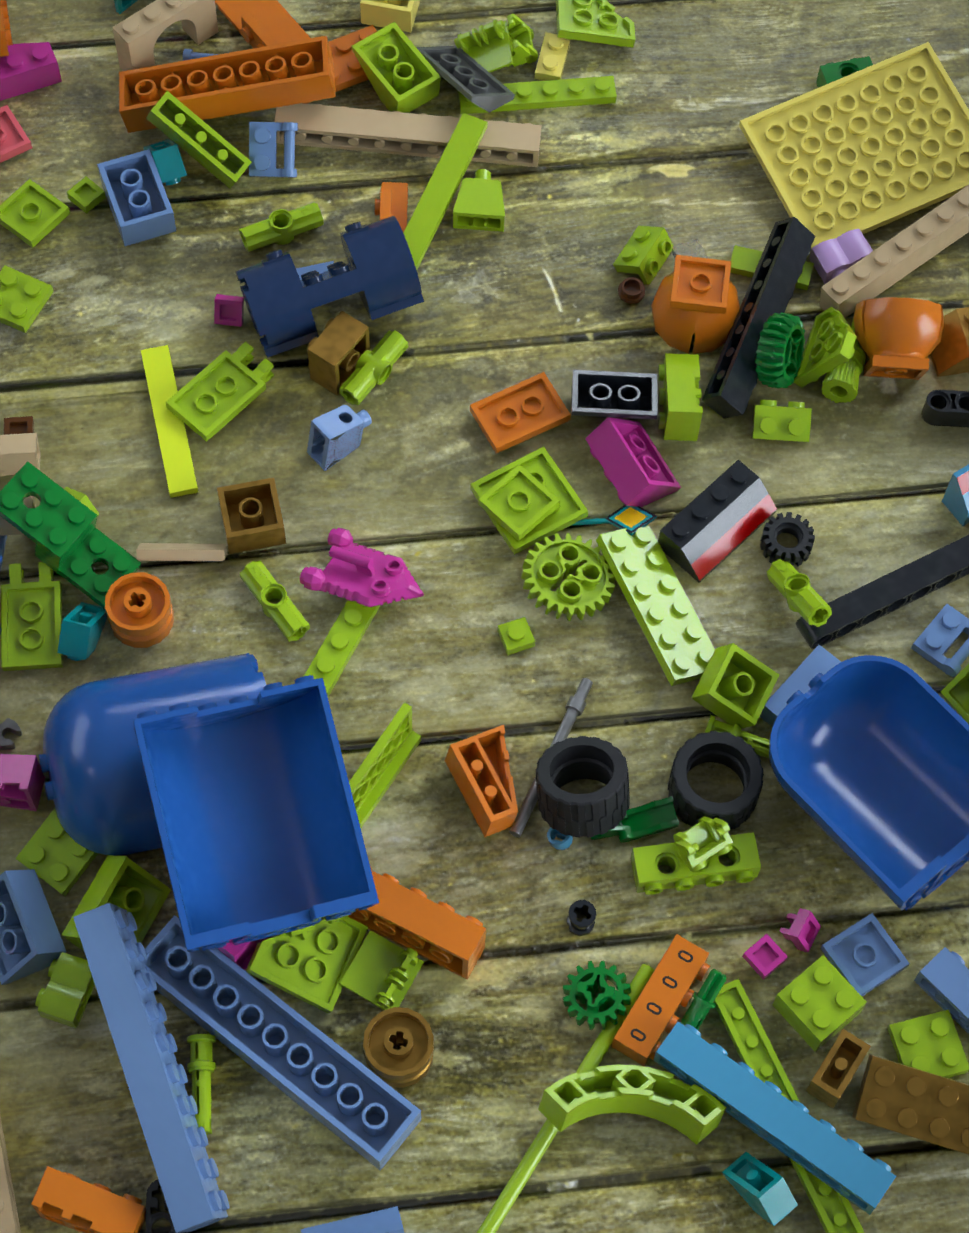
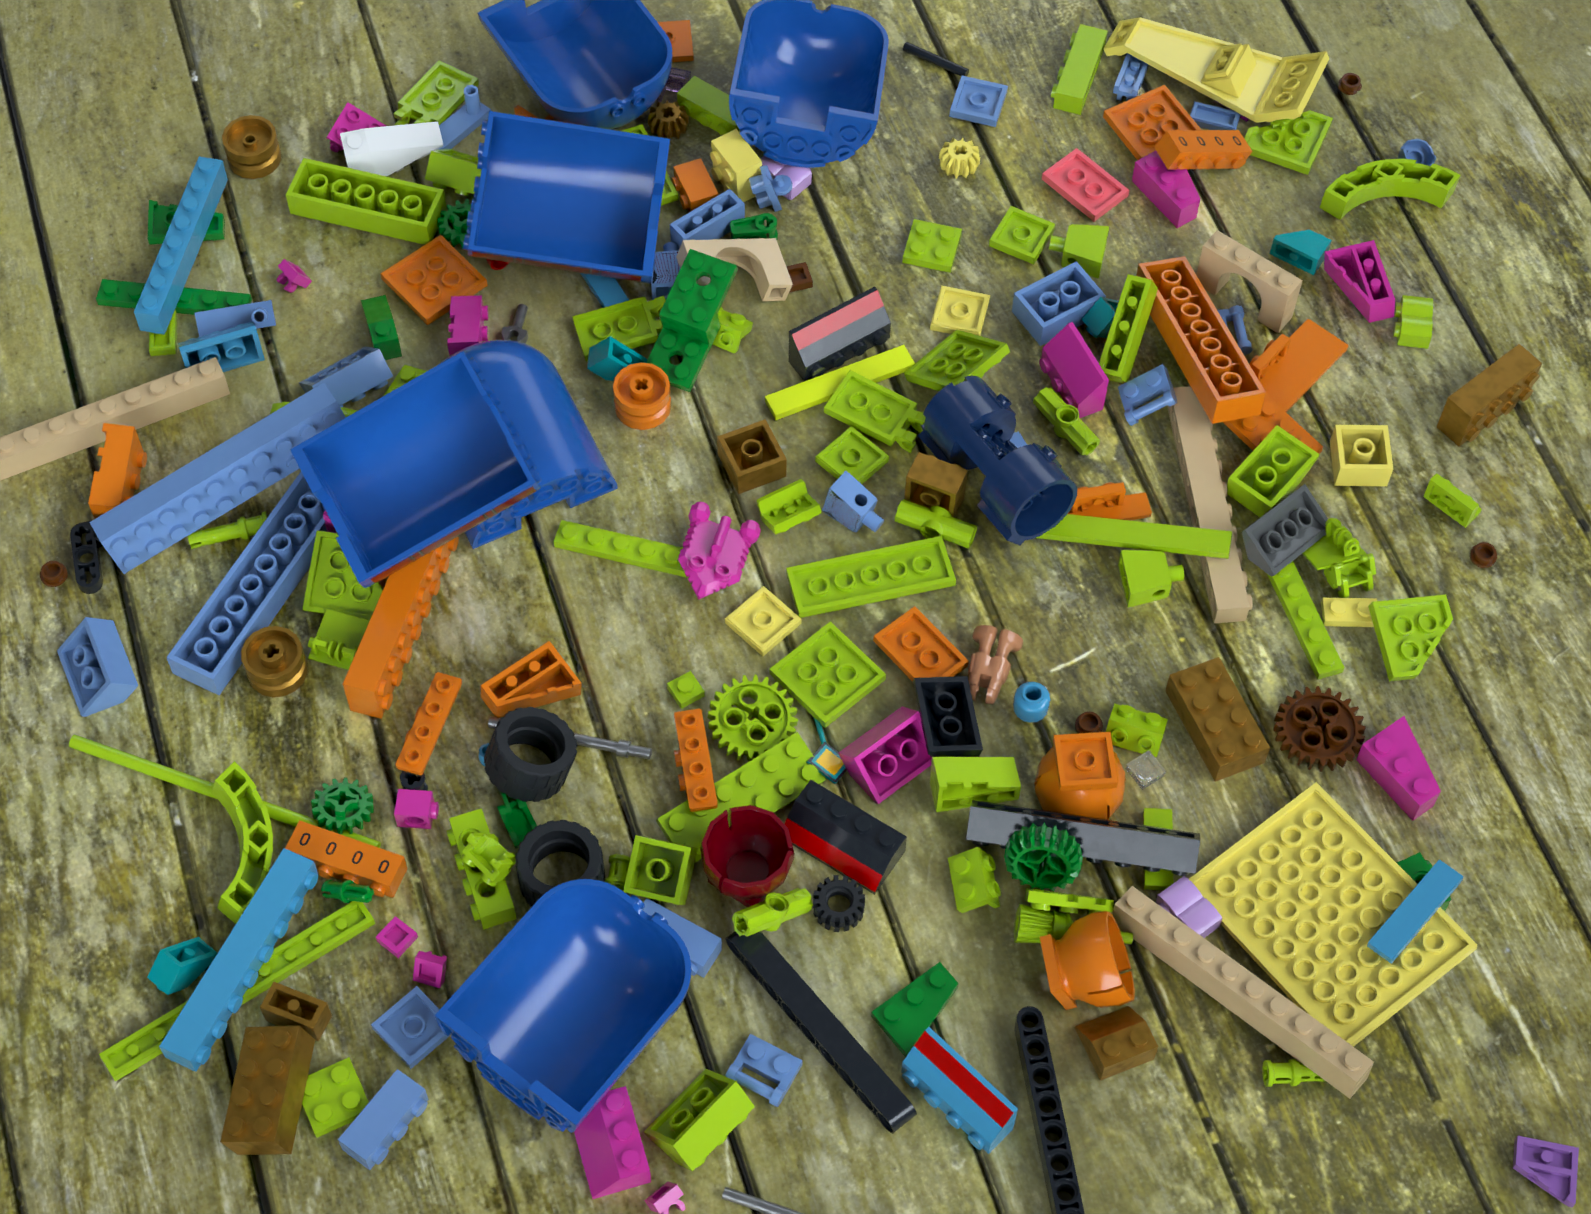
camera: 80 degrees right, 5 degrees down
(68, 161) = (1082, 244): none -> lime torso
(86, 194) = (1051, 265): lime plate -> none
(111, 292) = (959, 311): none -> light yellow tile
(120, 403) = (839, 335): none -> black slope
(181, 552) = (706, 413): tan tile -> none
(188, 301) = (955, 358): none -> lime plate
(227, 200) = (1074, 371): none -> dark pink slope
(272, 427) = (852, 454): none -> lime plate
(283, 613) = (666, 502): lime piece -> none
(322, 496) = (787, 507): none -> lime bracket
(383, 763) = (526, 604): lime fence -> none
(422, 440) = (870, 576): none -> lime plate
(449, 549) = (763, 621): none -> light yellow tile
(519, 502) = (814, 659): lime plate -> none
(519, 890) = (428, 723): none -> orange bracket
(557, 360) = (993, 671): none -> nougat piece
(603, 327) = (1031, 702): none -> dark azure head
(612, 920) = (415, 809): none -> dark pink brick
(616, 635) = (695, 761): none -> orange bracket
(650, 184) = (1217, 719): none -> pearl gold brick
(674, 110) = (1295, 733): none -> reddish brown gear
(728, 59) = (1400, 768): none -> dark pink wedge
(743, 601) = (749, 855): none -> dark red plate
(819, 1003) = (359, 990): lime brick -> none
(889, 77) = (1415, 911): none -> dark azure tile
(903, 499) = (915, 1007): none -> green wing

